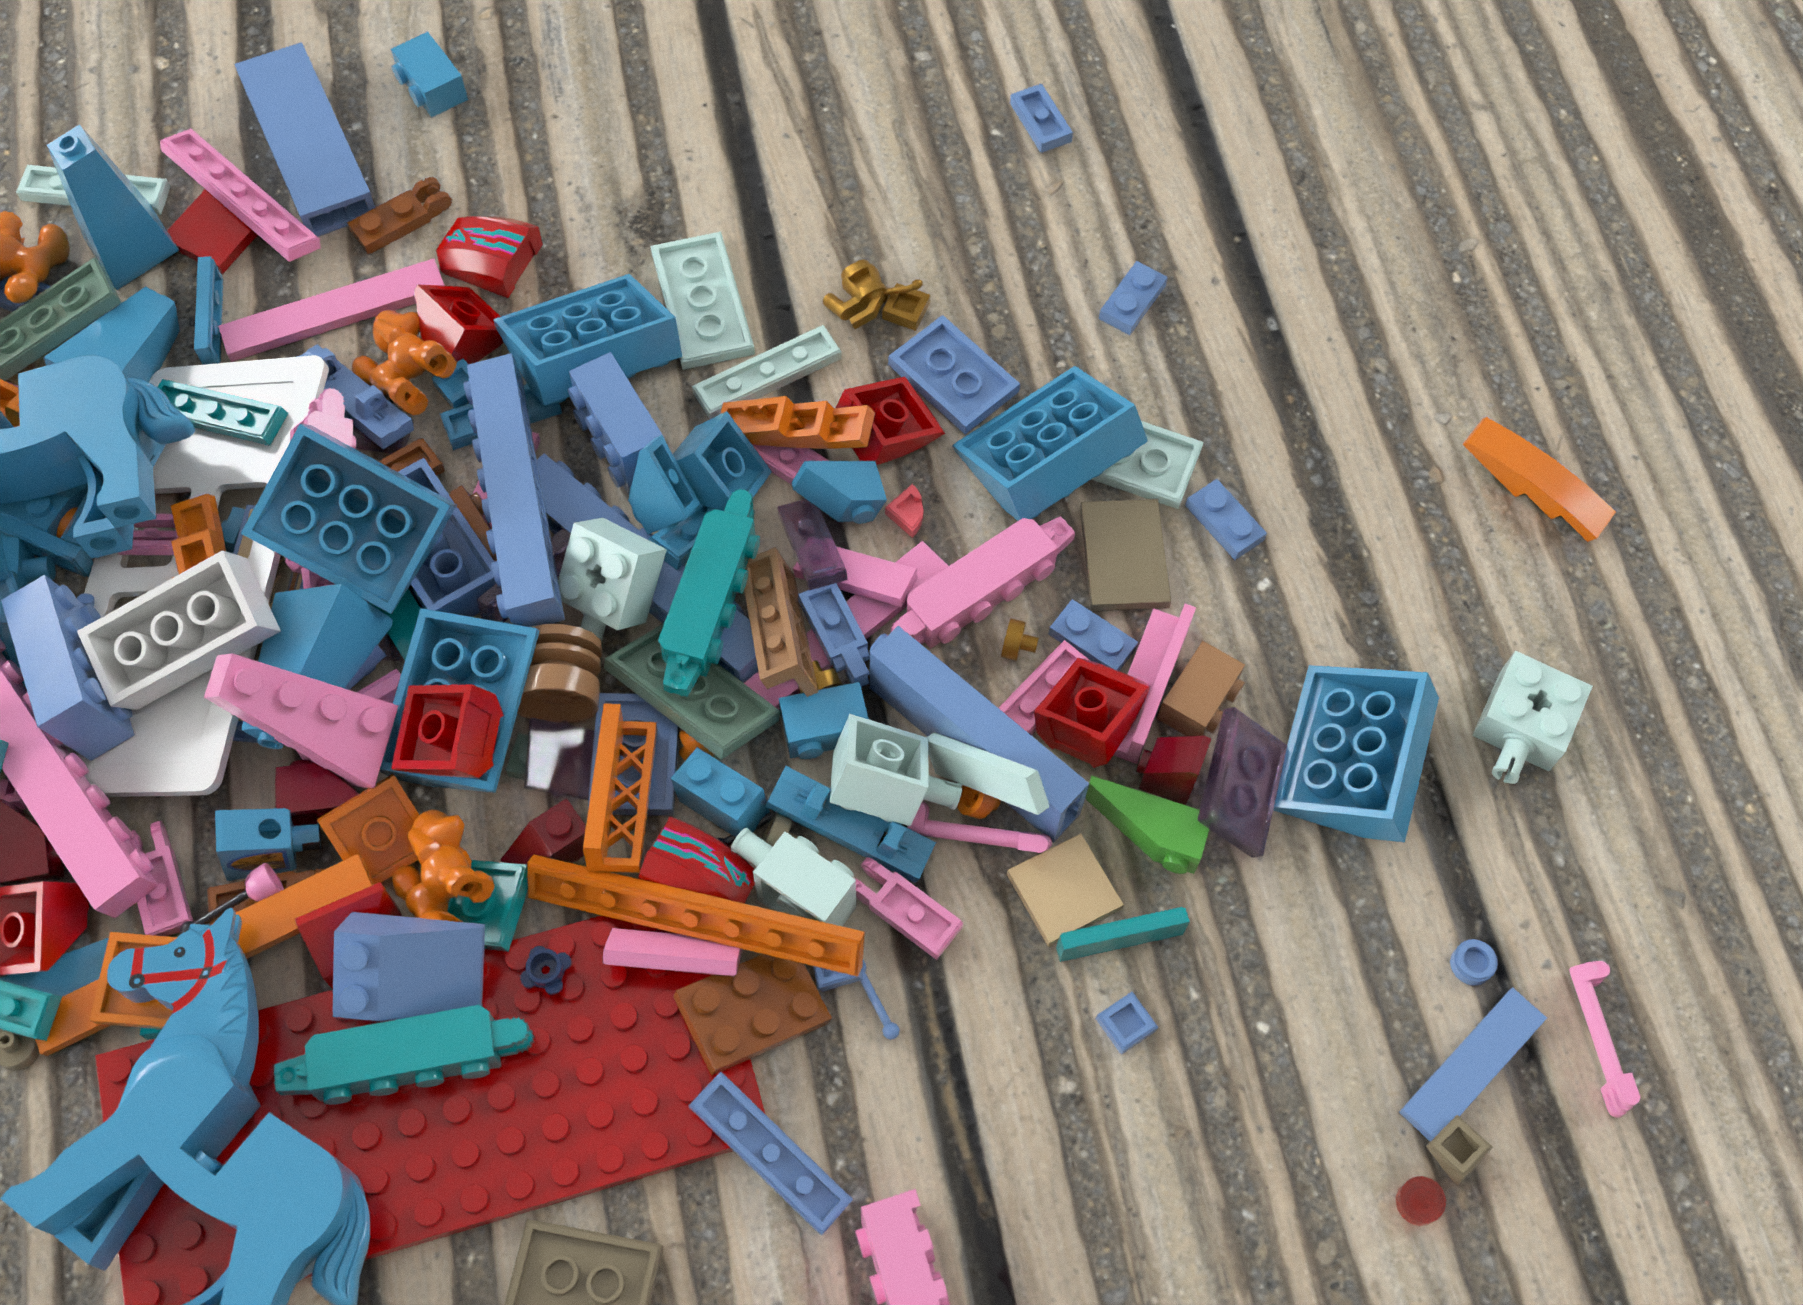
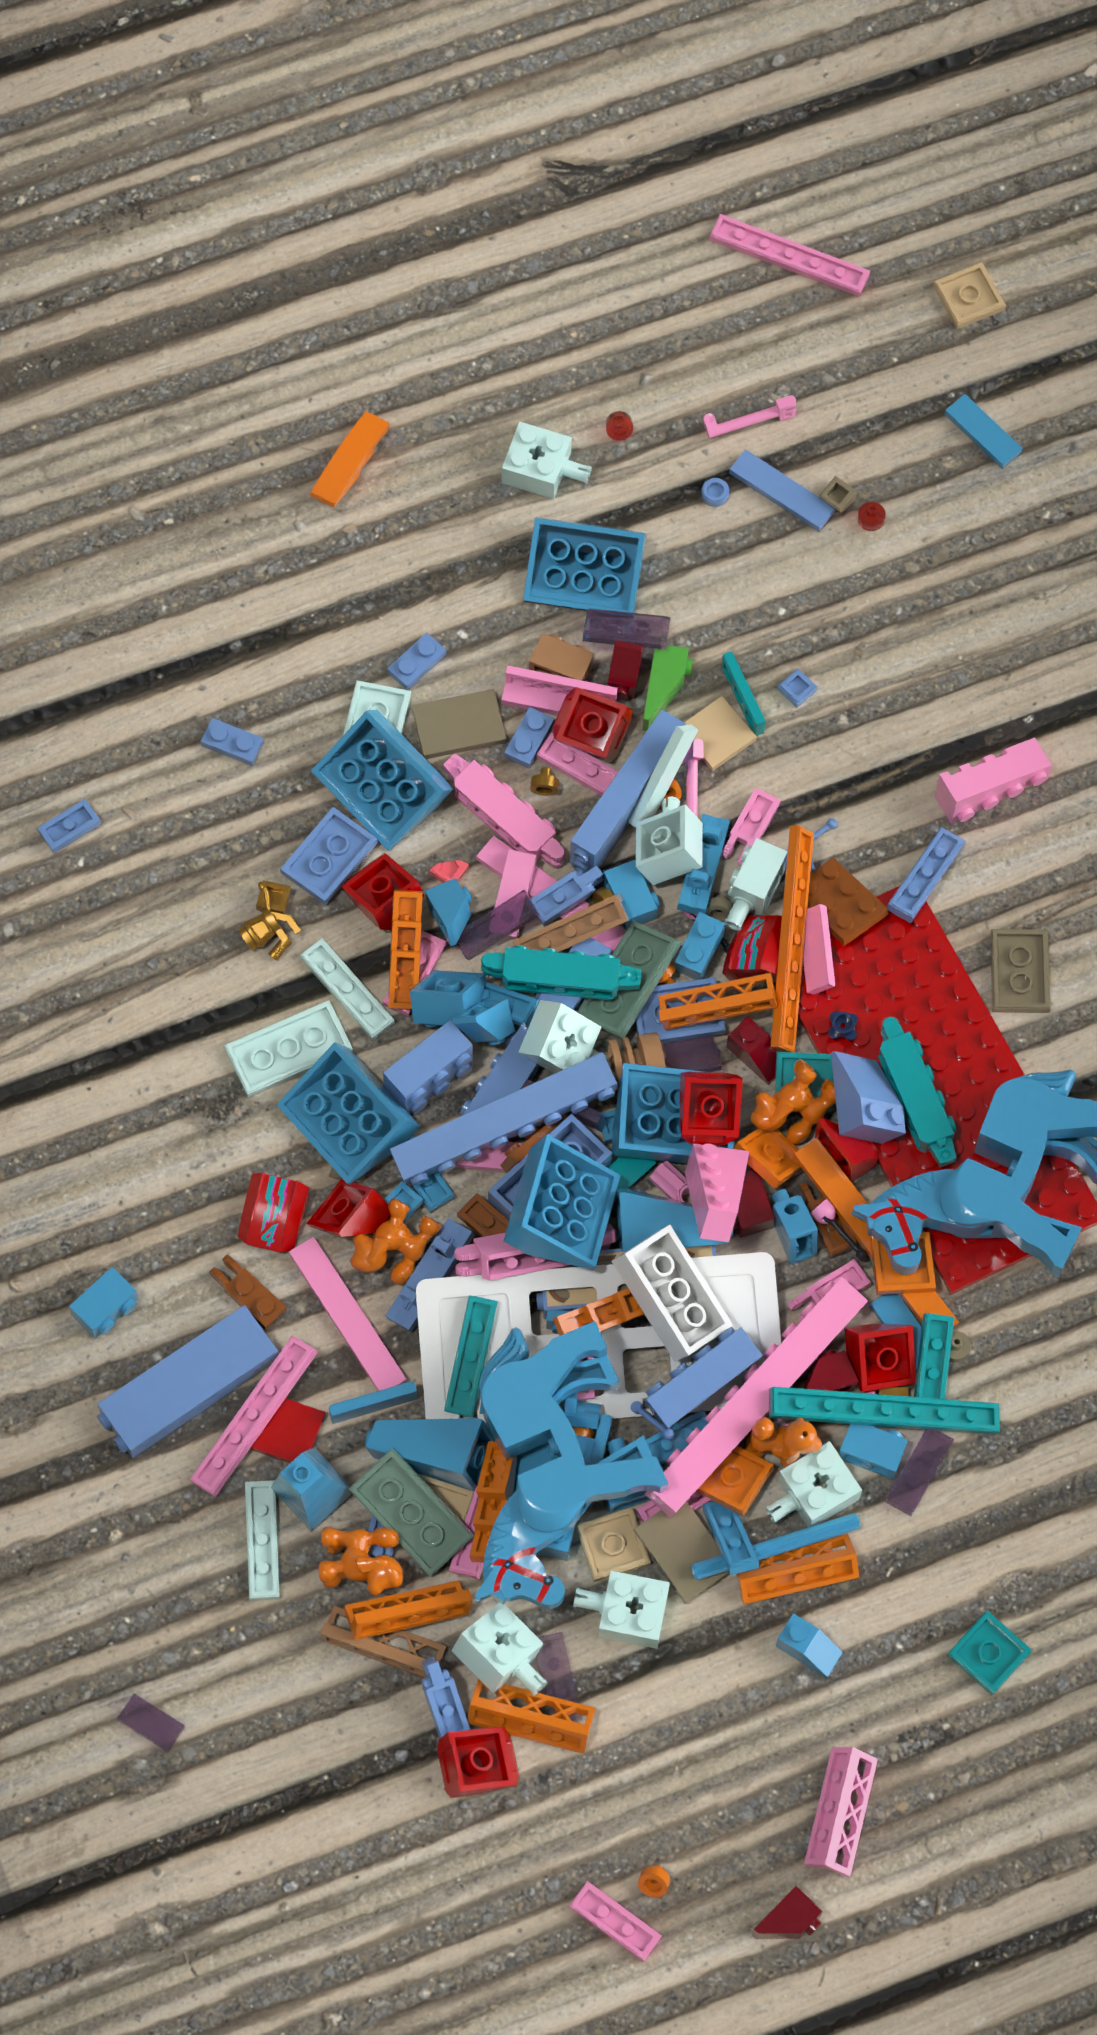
camera: 100 degrees left, 5 degrees up
(1589, 836) = (619, 425): none -> clear red tile

